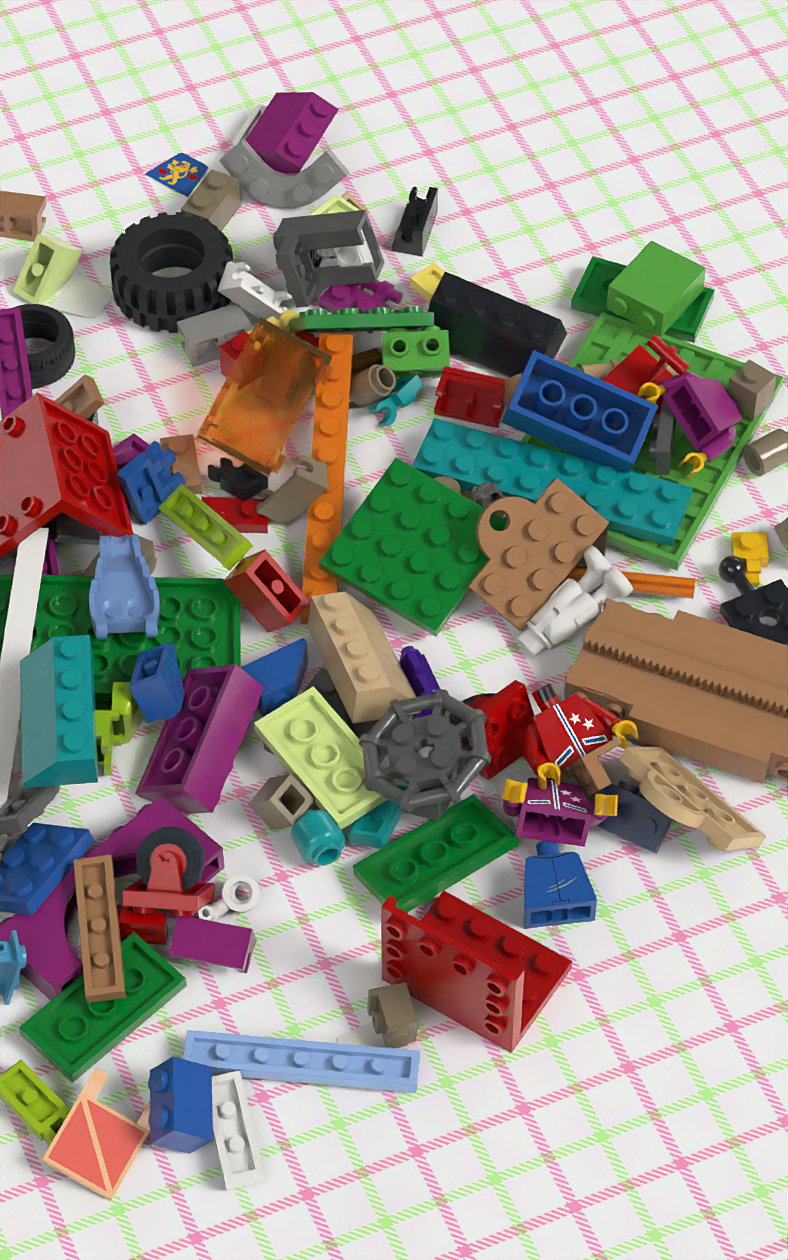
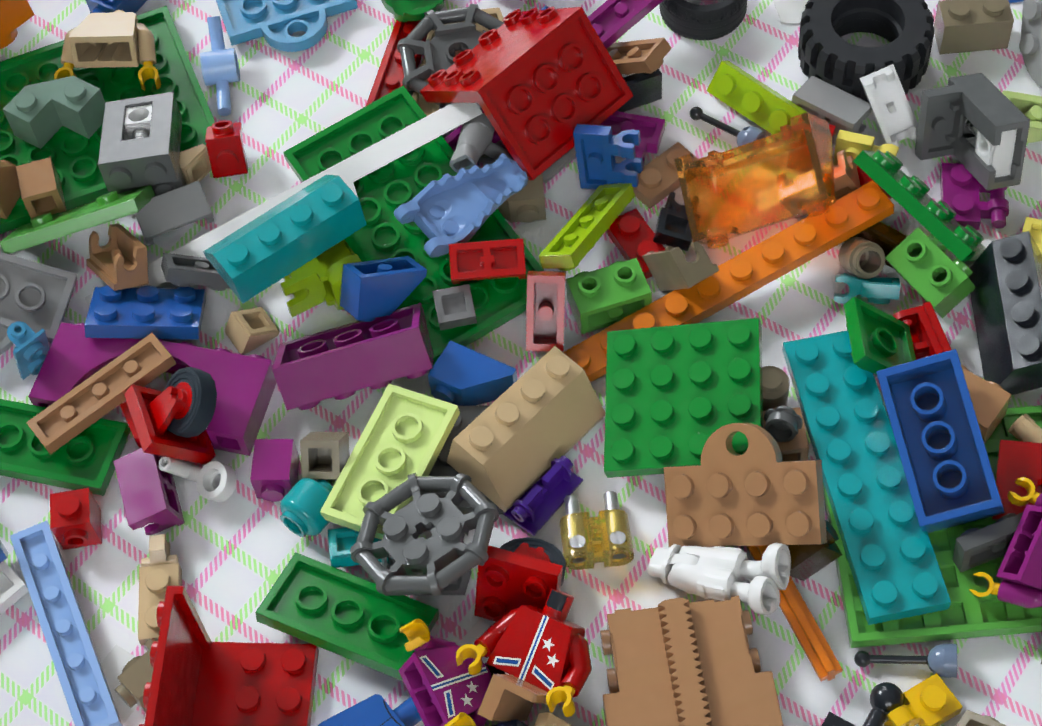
camera: 65 degrees right, 5 degrees up
(66, 557) = (473, 142): none -> light grey piece
(99, 811) = (250, 329): none -> tan slope
(166, 370) = (752, 98): none -> lime plate
(194, 601) = (487, 260): none -> red hinge
(195, 395) = (744, 137): none -> hinge
(203, 1006) = (75, 518): none -> red brick
(212, 647) = (454, 307): none -> flat silver plate
(262, 847) = (274, 468): none -> magenta brick
(282, 538) = (607, 294): none -> bright green brick
(314, 982) = (154, 577): none -> tan hinge
(467, 412) = (877, 337): none -> green plate
(482, 670) = (597, 538): none -> clear yellow piece
(723, 524) = (940, 660): none -> hinge

